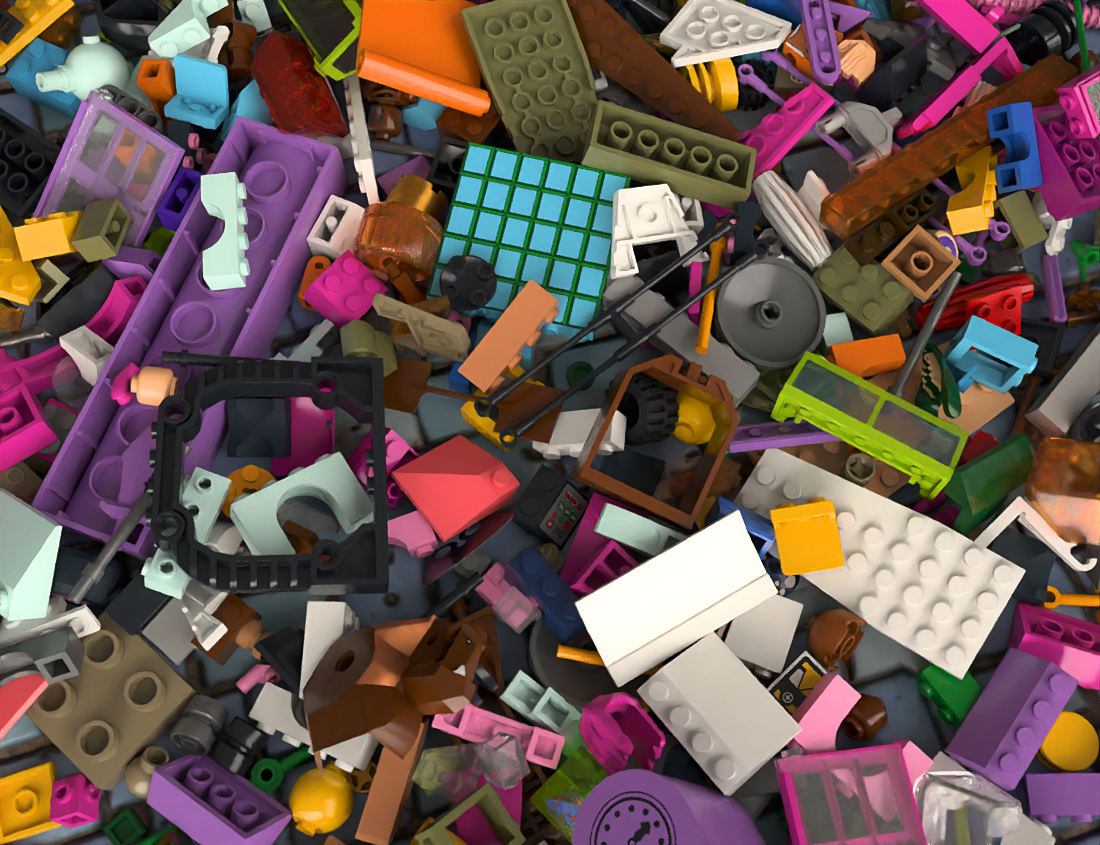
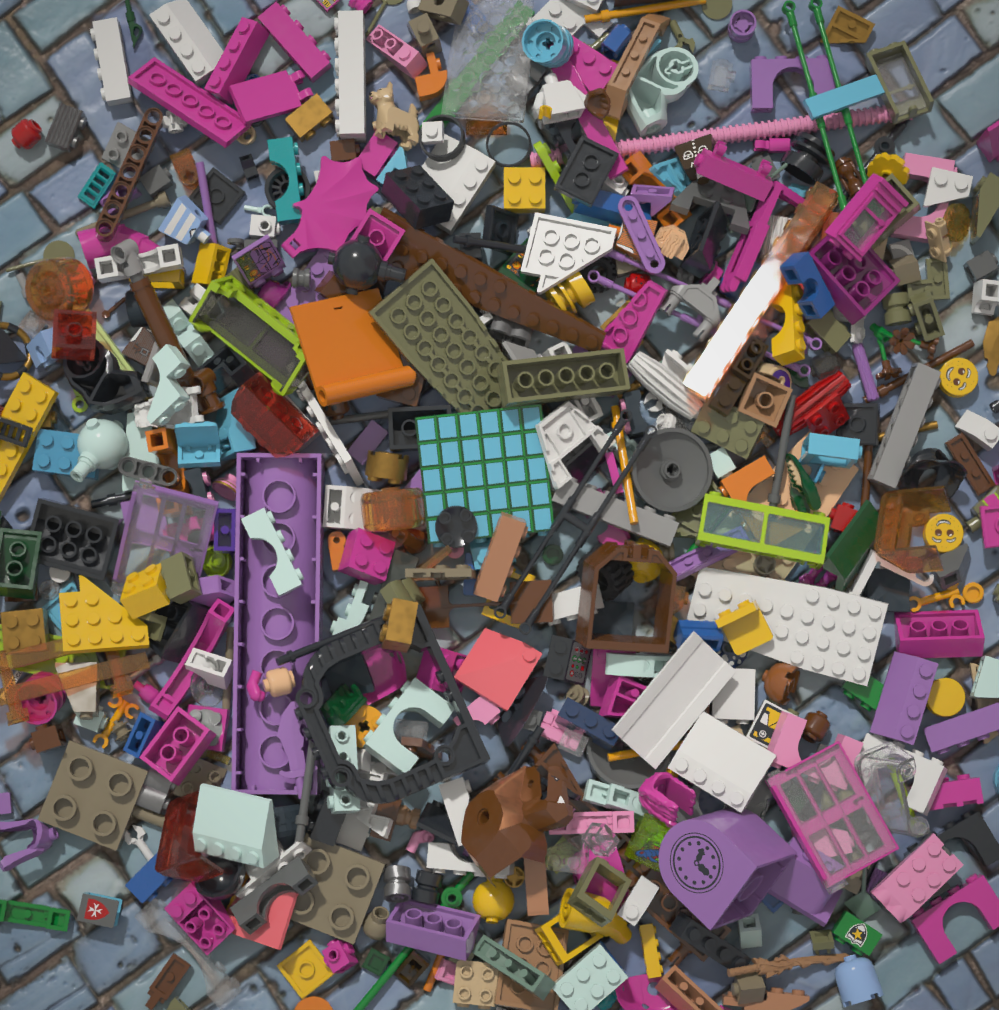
camera: 20 degrees left, 15 degrees up
(229, 451) = (342, 705): none -> dark green hinge
(338, 360) = (399, 625): none -> pearl gold brick

